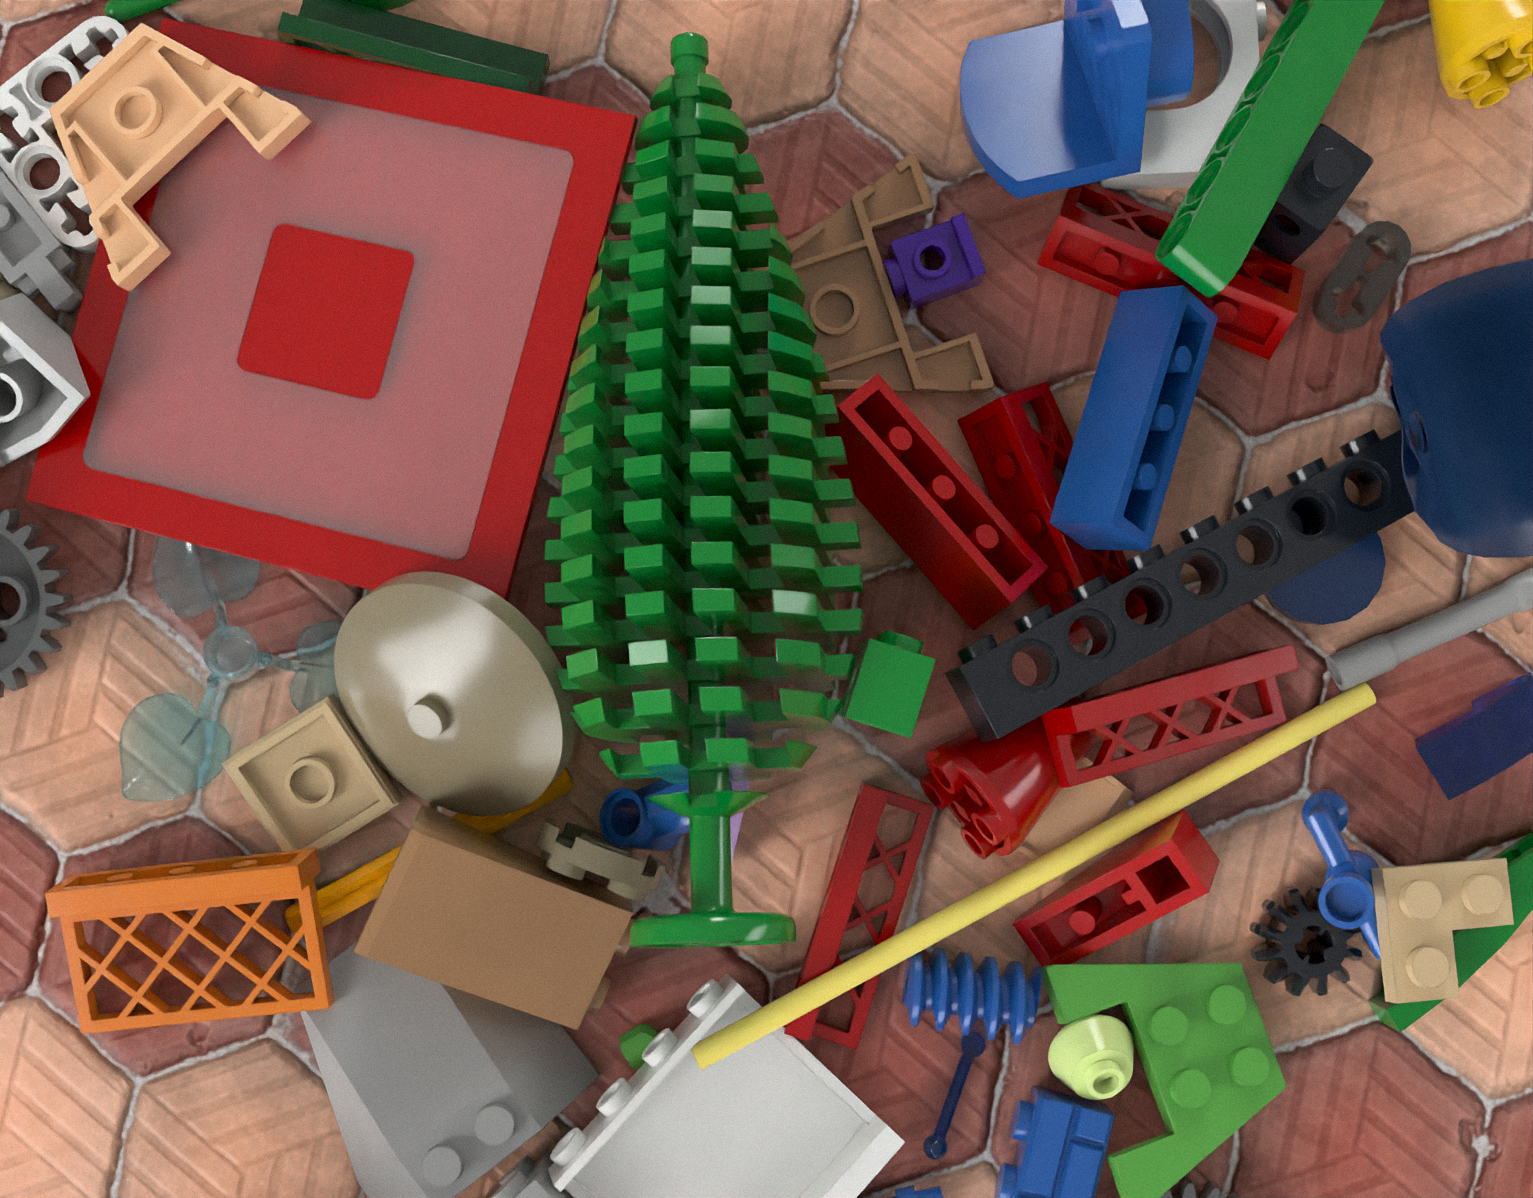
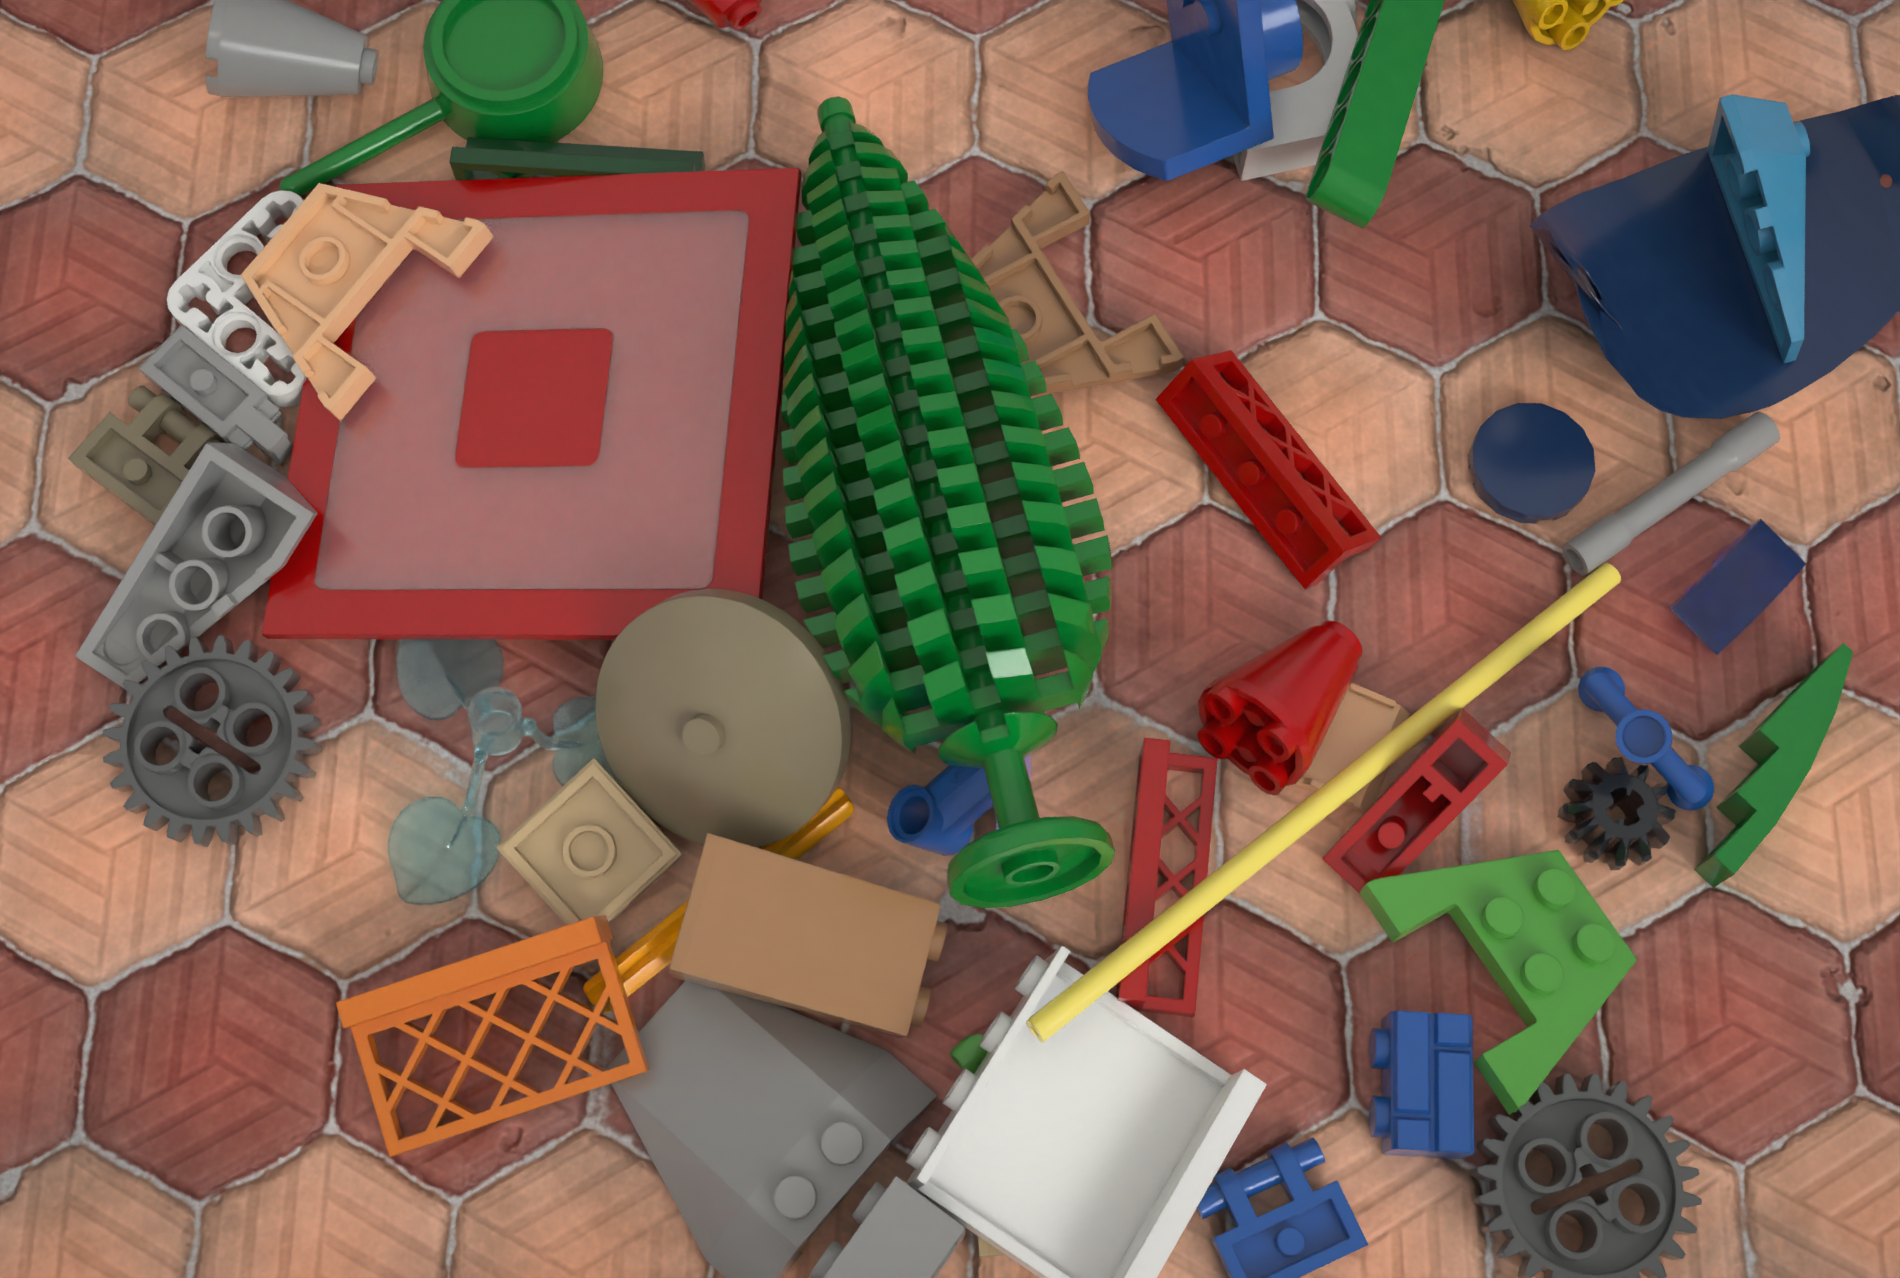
camera: 10 degrees left, 15 degrees down
(588, 850) = (895, 856): dark tan plate -> none
(888, 683) = (1145, 628): green arch -> none
(931, 505) = (1157, 473): red brick -> none
(960, 268) = (1096, 282): dark purple brick -> none
(972, 994) = (1297, 928): blue piece -> none
(972, 1046) = (1309, 991): clear blue hinge -> none
(1001, 704) = (1261, 619): black brick -> none
(1093, 1056) = (1434, 966): yellowish green cone -> none
(1119, 257) = (1278, 226): red fence -> none
(1134, 419) = (1323, 355): blue brick -> none
(1169, 692) = (1418, 591): red fence -> none
(1313, 193) = (1434, 127): black torso -> none
(1373, 285) = (1489, 203): clear smoke beam -> none
(1416, 919) = (1720, 747): tan plate -> none

